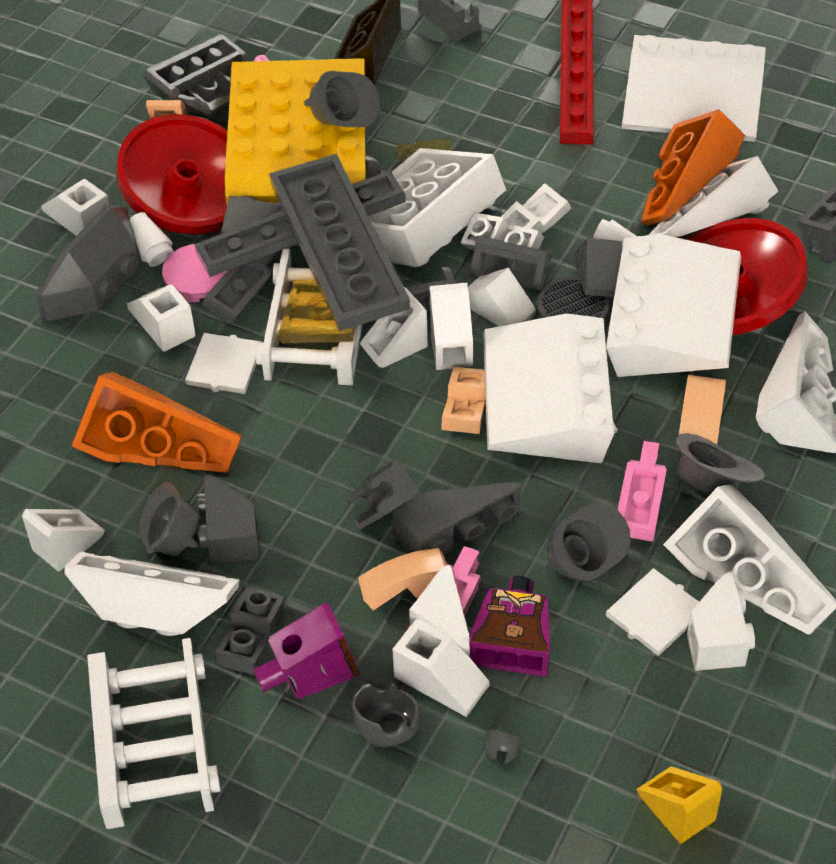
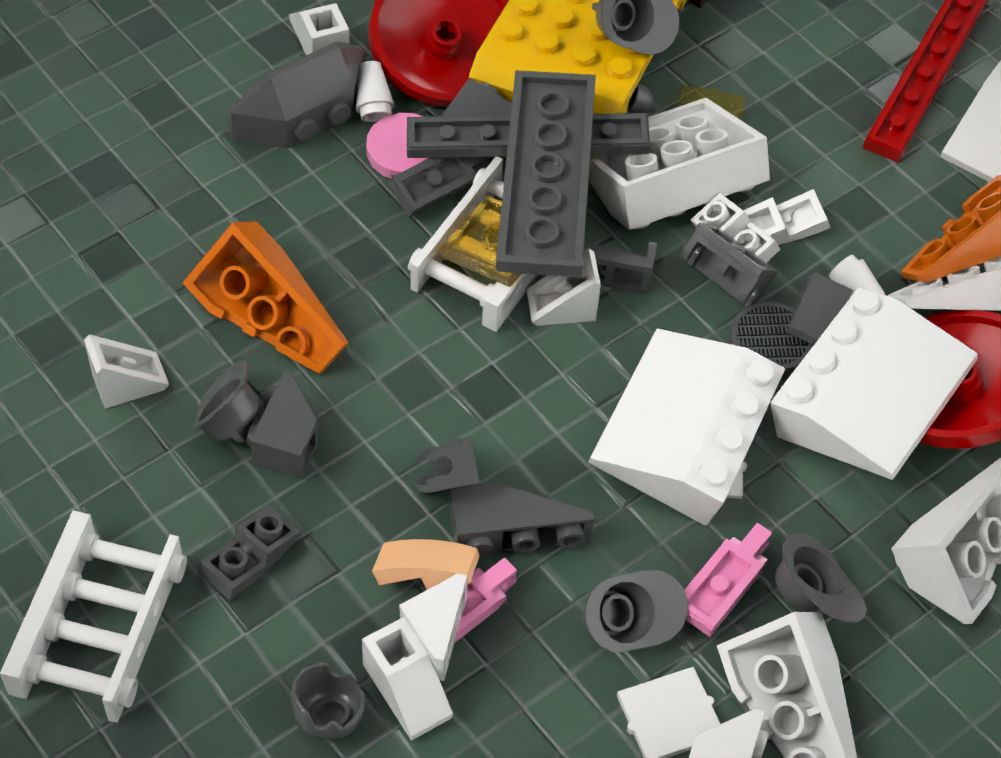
camera: 20 degrees right, 5 degrees up
(148, 593) = (168, 467): white wedge -> none
(164, 316) = (342, 183): white slope -> none
(223, 363) = (377, 255): white piece -> none
(309, 655) = (285, 606): magenta torso -> none
(451, 326) = (621, 311): white slope -> none
(465, 401) = (597, 399): light nougat slope -> none
(500, 298) = (695, 301): white slope -> none
(512, 630) = (505, 669): torso -> none
(703, 407) = (844, 512): light nougat slope -> none

